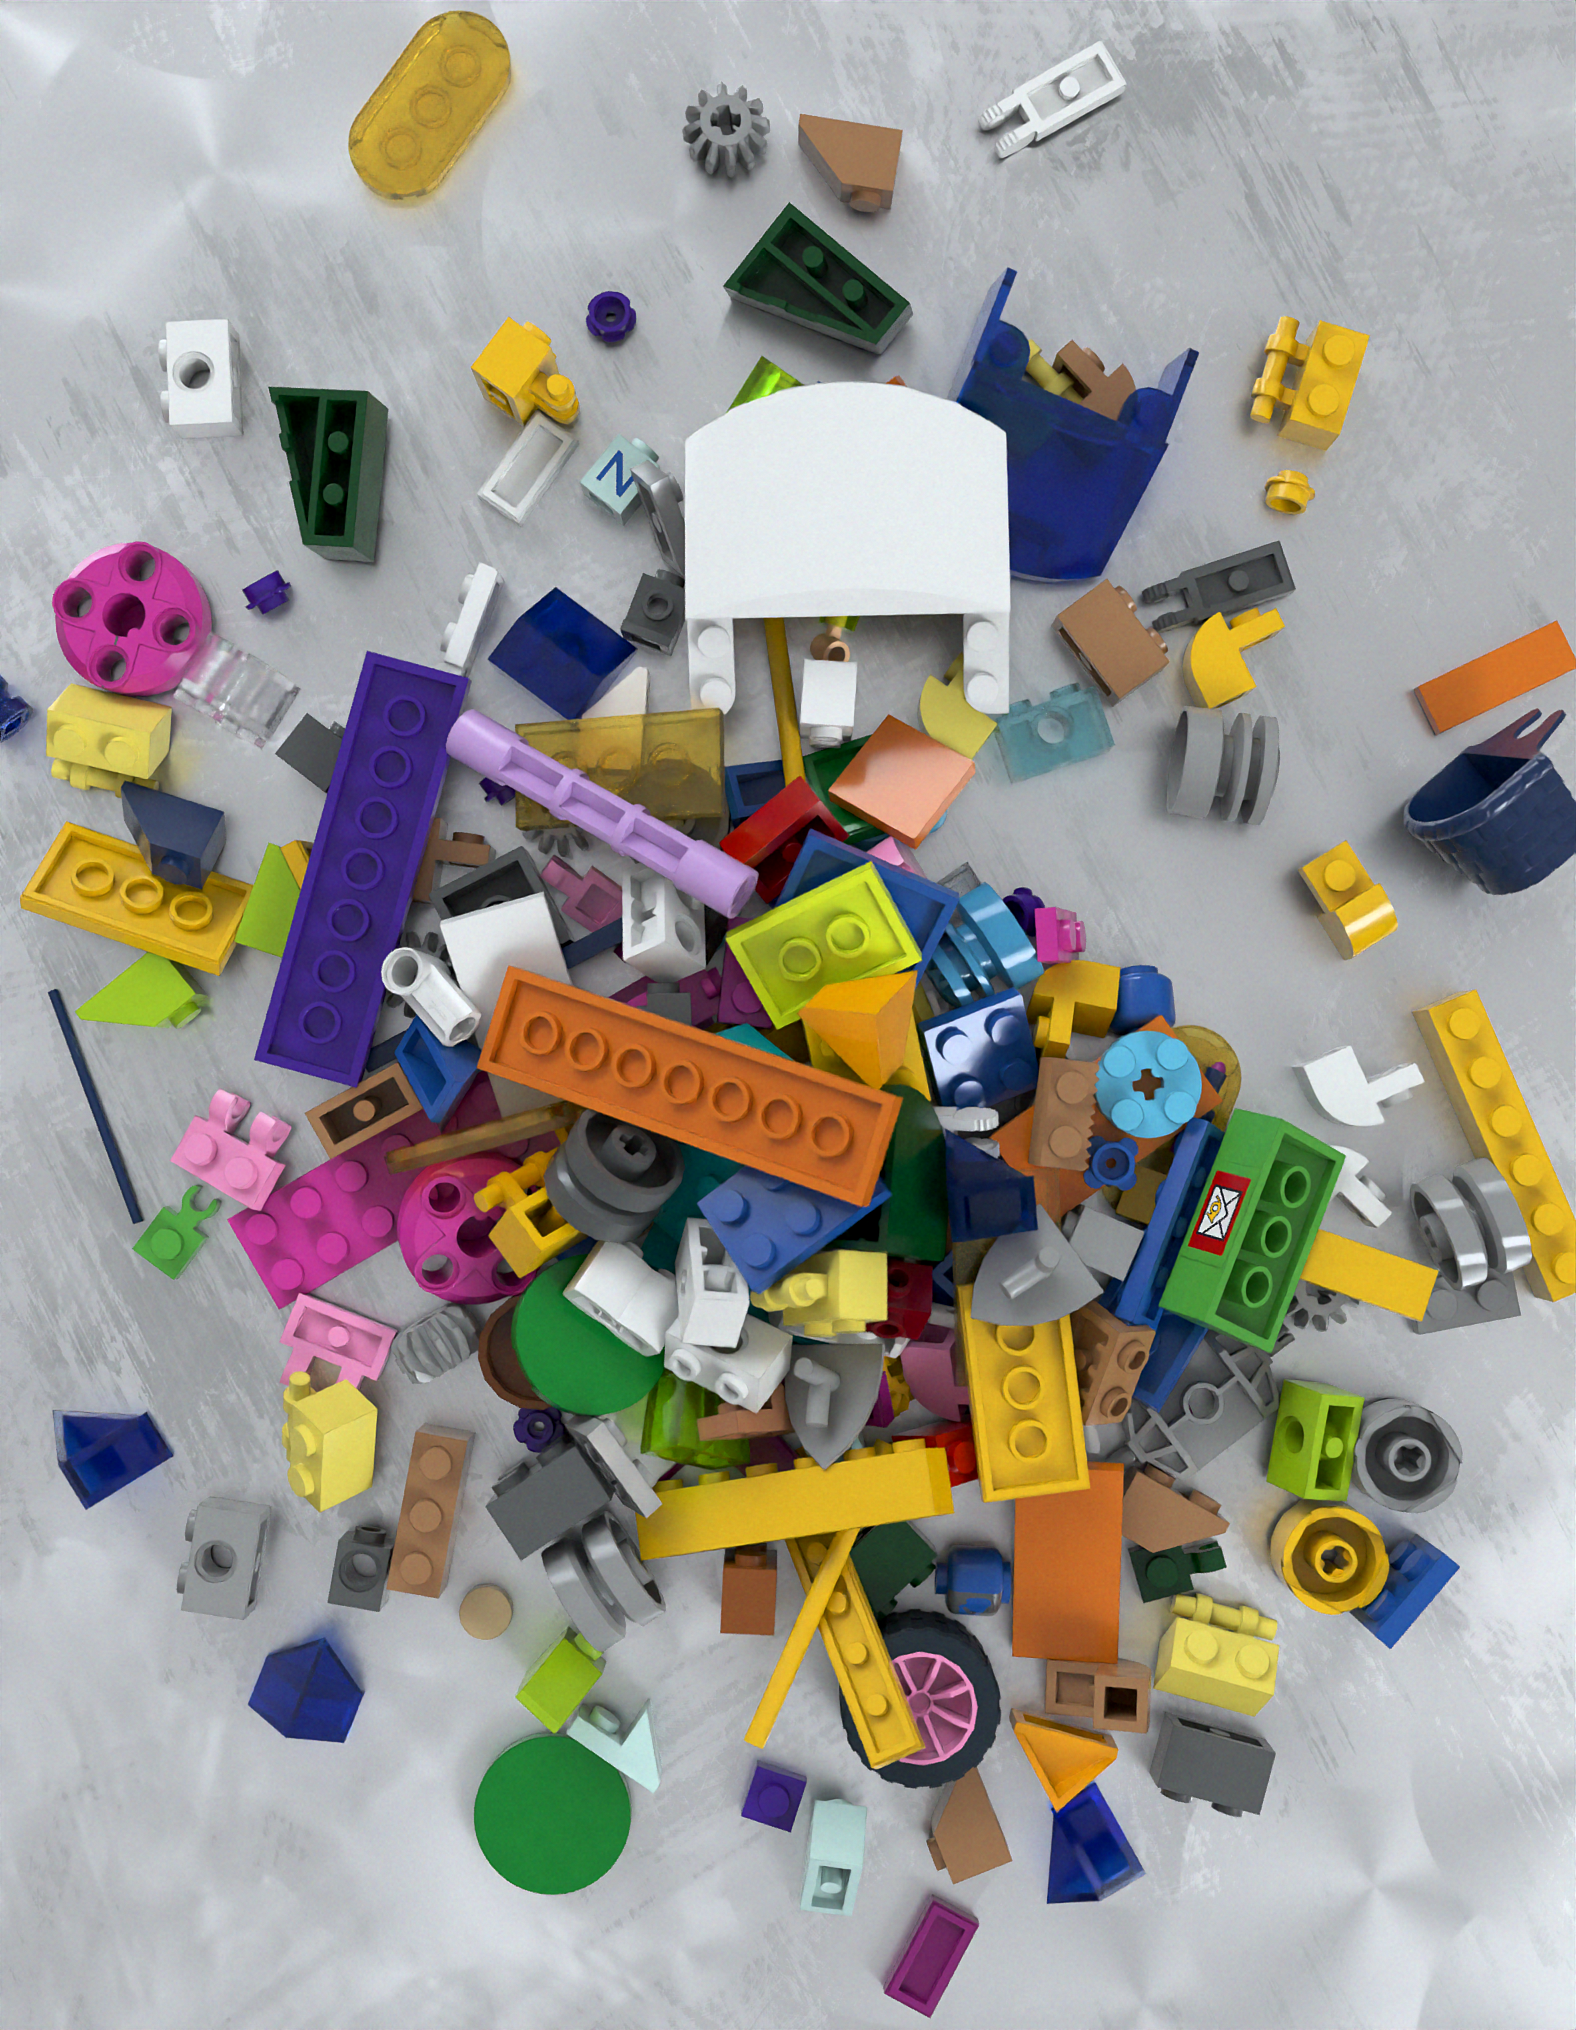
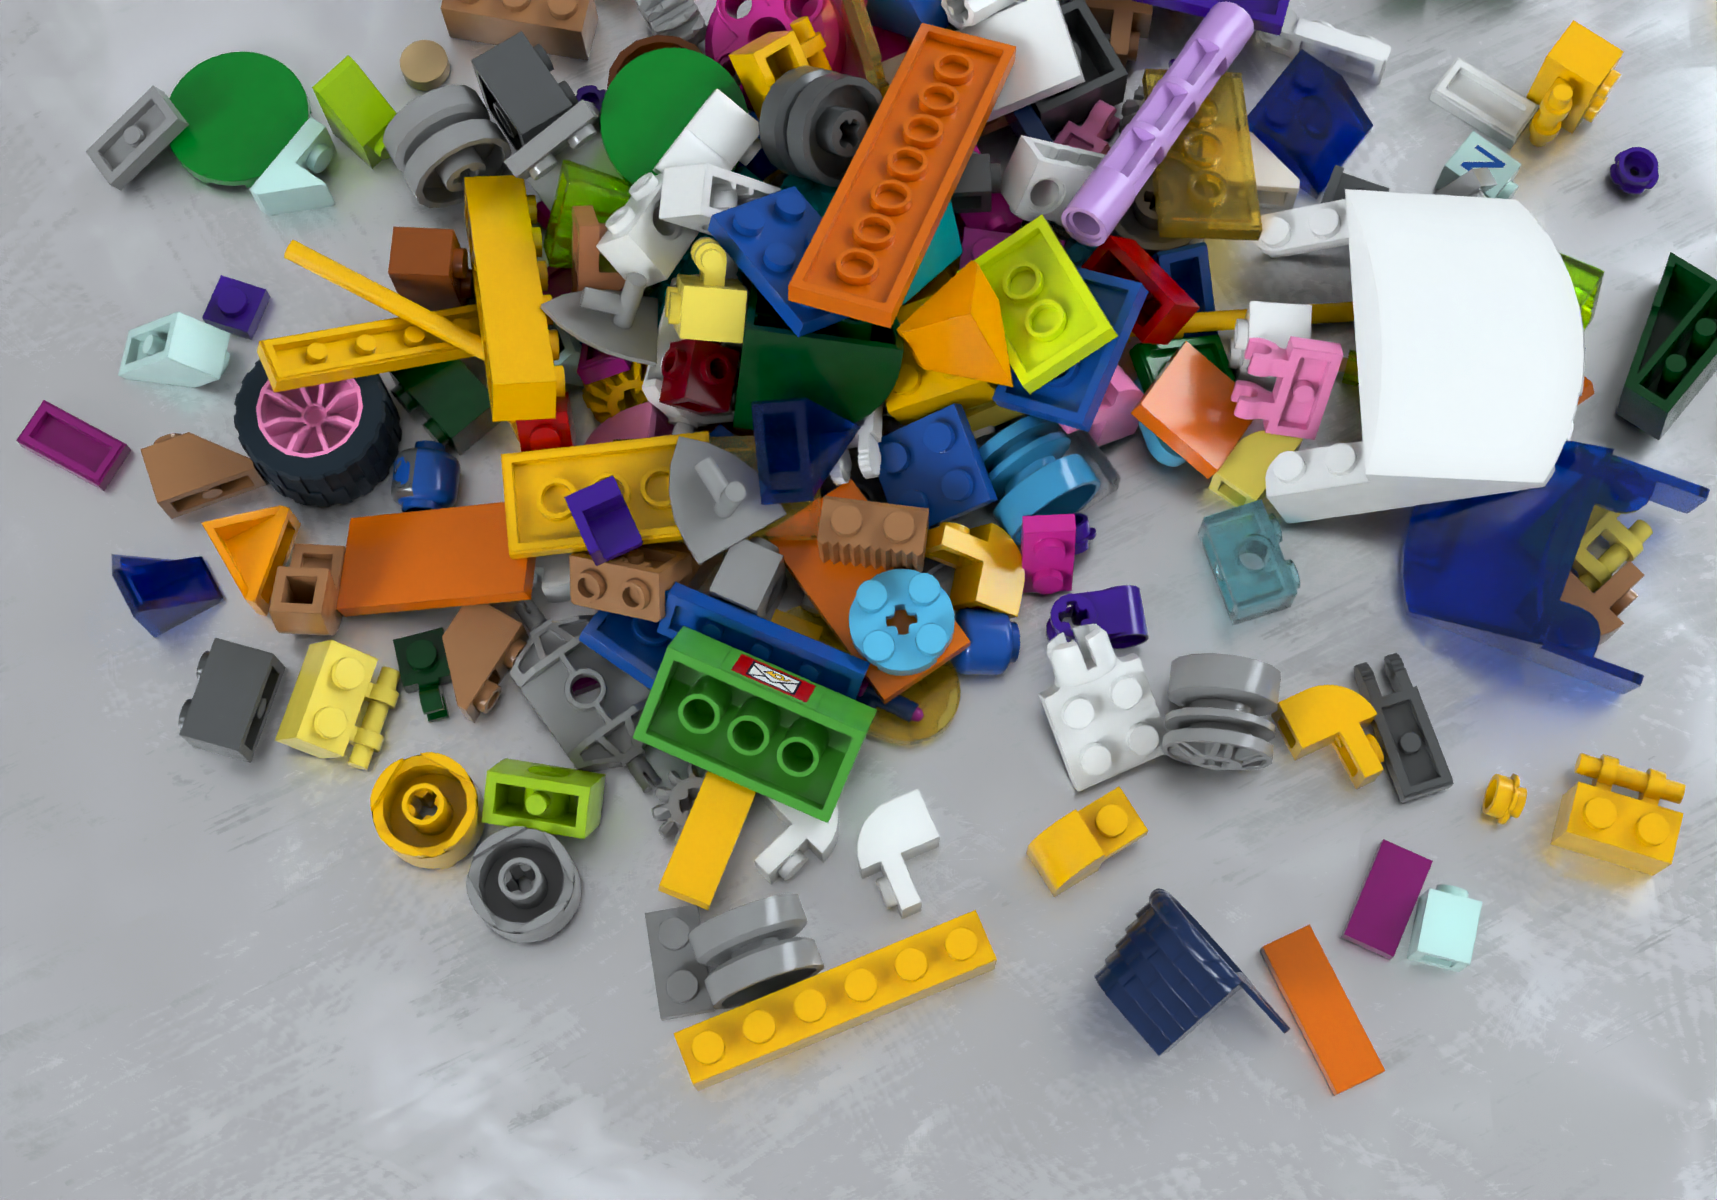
camera: 95 degrees right, 15 degrees down
(584, 1922) = (137, 138): none -> light grey plate
(891, 684) = (1302, 385): none -> bright pink plate
(1066, 1392) = (604, 520): none -> dark purple panel
(1111, 641) = (1342, 618): medium nougat brick -> none
(1114, 876) = (1114, 609): none -> dark purple piece
(1122, 1174) = (819, 572): blue plate -> none
(1213, 885) = (1100, 708): none -> white plate
(1388, 611) = (1386, 899): none -> magenta tile
(1413, 1581) = (381, 866): blue plate -> none
(1422, 556) = (1445, 928): none -> light aqua brick

